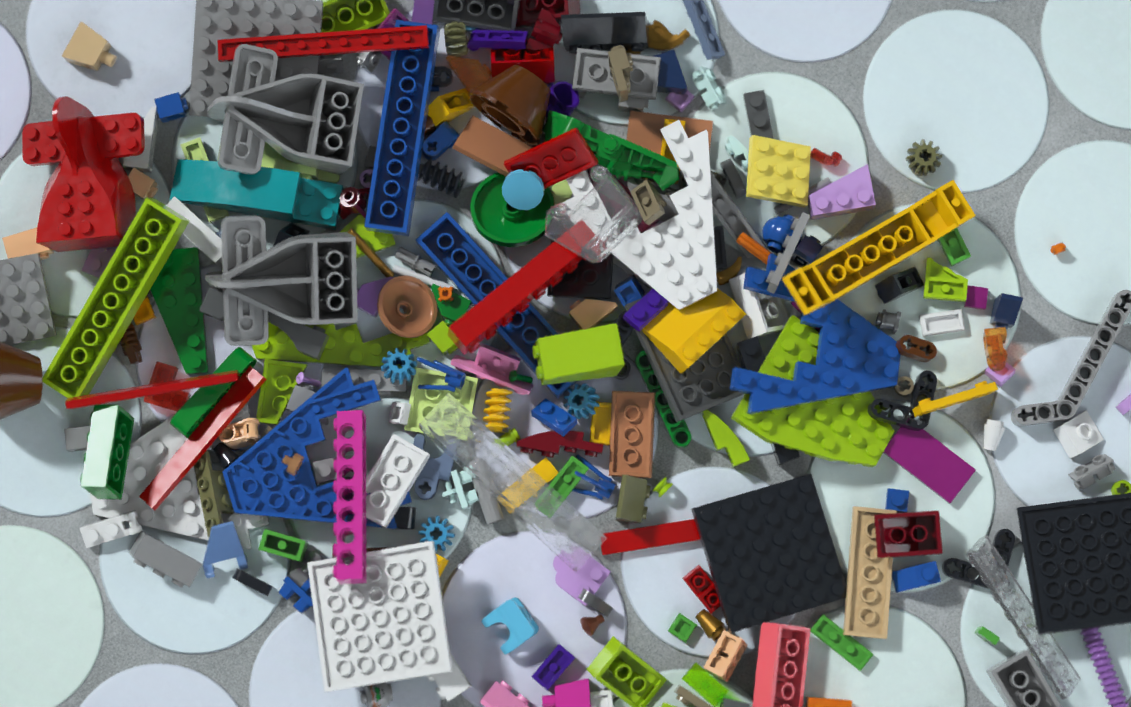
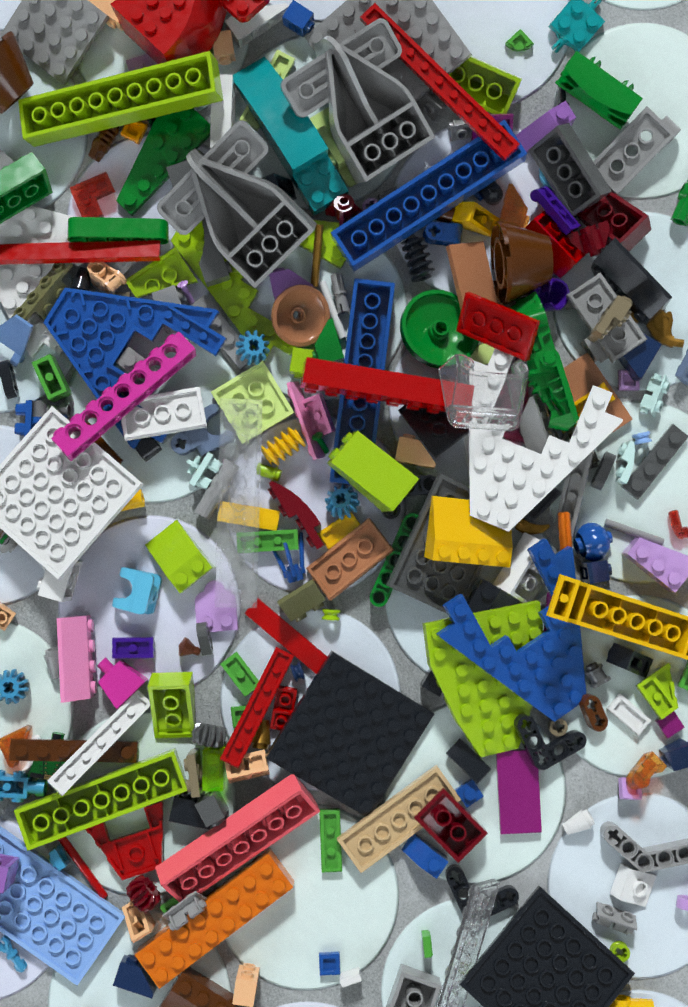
camera: 45 degrees right, 5 degrees up
(152, 389) = (77, 183): red tile -> none
(293, 463) = (113, 333): medium nougat tile -> none
(399, 413) = (219, 378): white tile -> none
(432, 528) = (159, 473): dark azure gear -> none
(445, 294) = (332, 334): orange piece -> none
(453, 377) = (278, 394): blue plant -> none
(456, 39) = (529, 178): olive gear -> none
(512, 567) = (179, 556): none -> lime slope
(523, 189) = (459, 323): medium azure tile -> none
(554, 417) = (313, 492): blue plate -> none
(629, 290) = (453, 466): blue brick -> none
(645, 310) = (448, 491): dark purple plate -> none
(648, 201) = (531, 424): dark tan slope -> none
(648, 599) = (240, 674): none -> bright green plate
(675, 665) = (208, 735): none -> dark grey gear
(685, 552) = (297, 671): none -> dark blue bush
(685, 607) = (256, 707): none -> red tile
(725, 438) = (405, 628): lime slope -> none
(734, 127) = (641, 438): none -> light blue bush
(778, 171) = (637, 499): light yellow plate -> none
(783, 259) = (573, 560): light grey plate -> none
(871, 478) = (468, 761): none -> black slope
(981, 389) = (604, 786): yellow plate -> none

